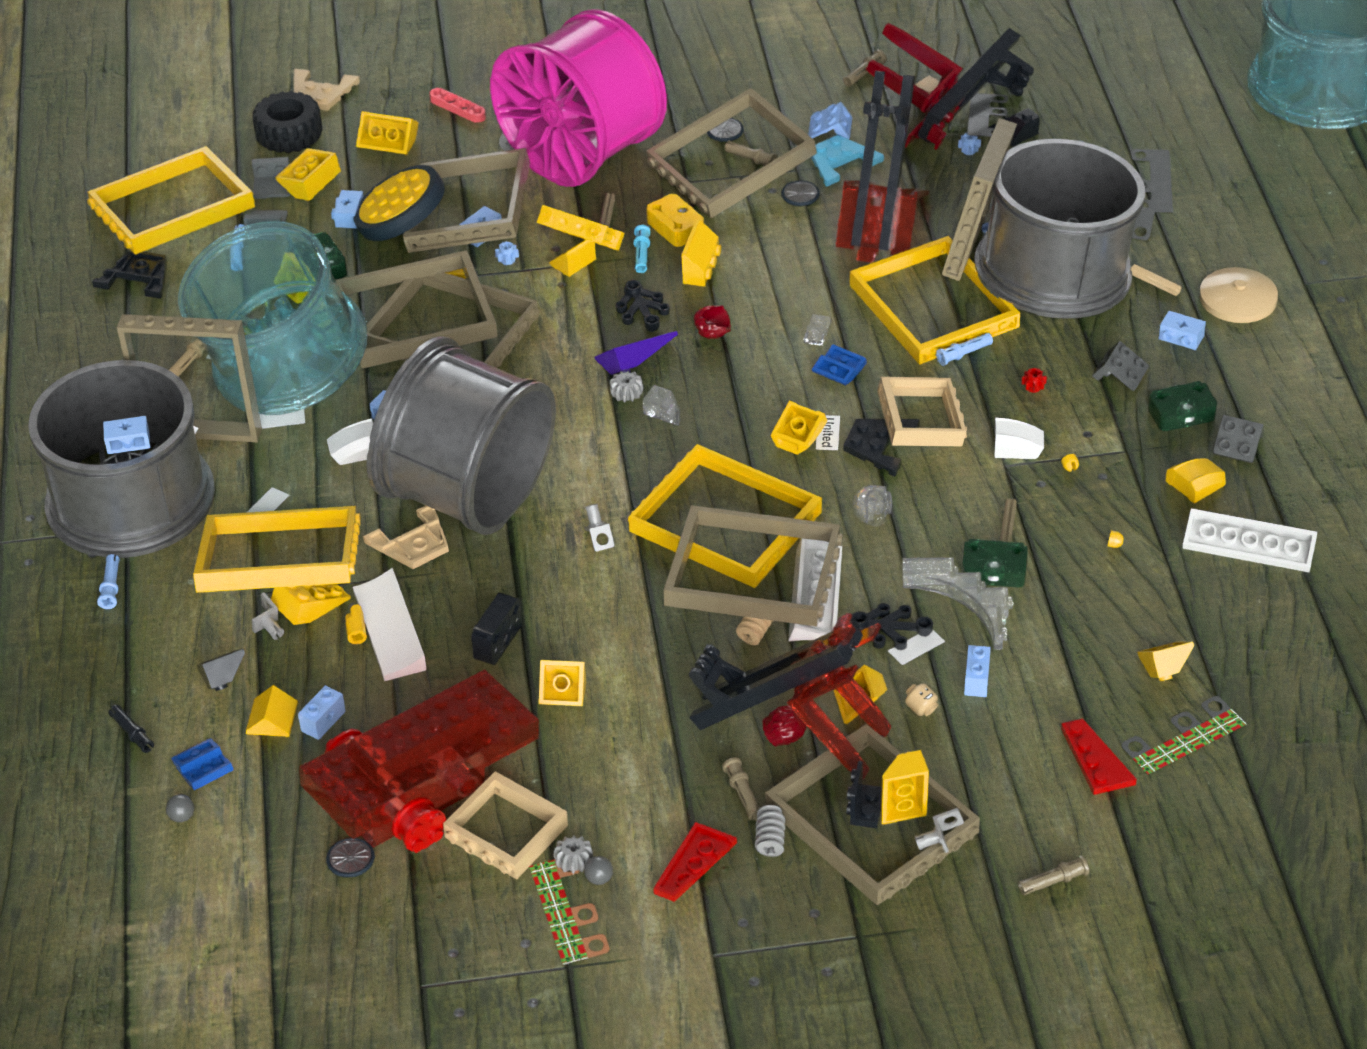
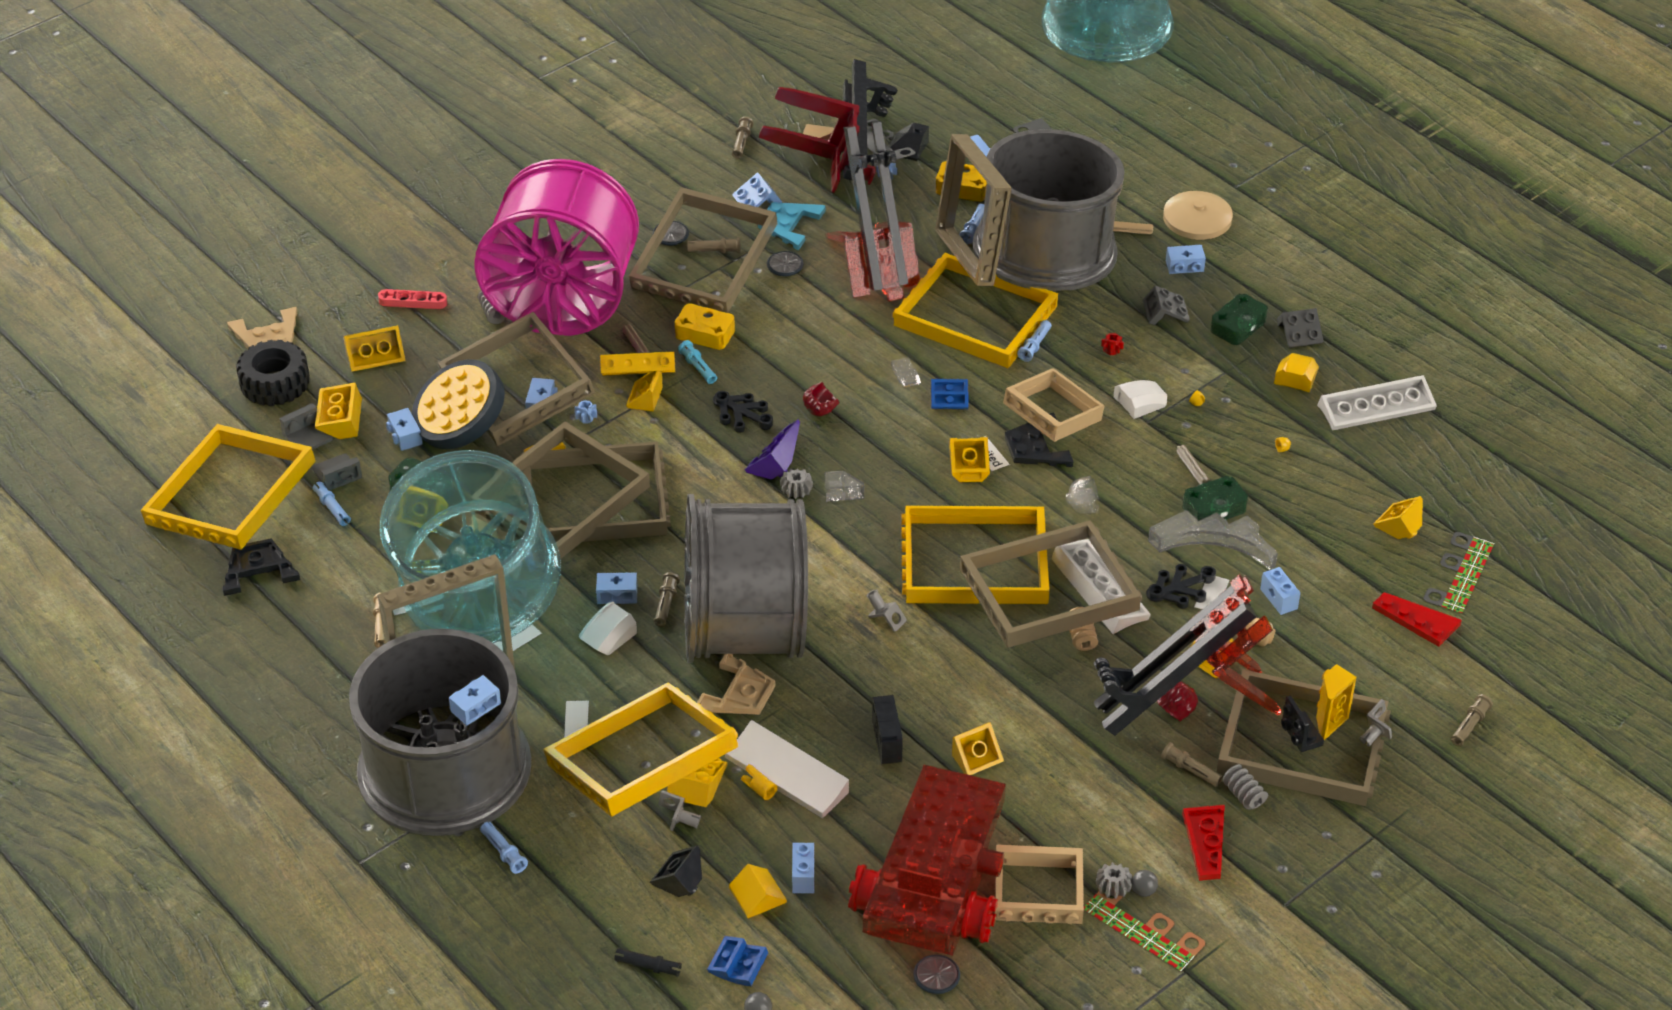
camera: 35 degrees left, 0 degrees up
(700, 255) = (757, 349): yellow slope -> none

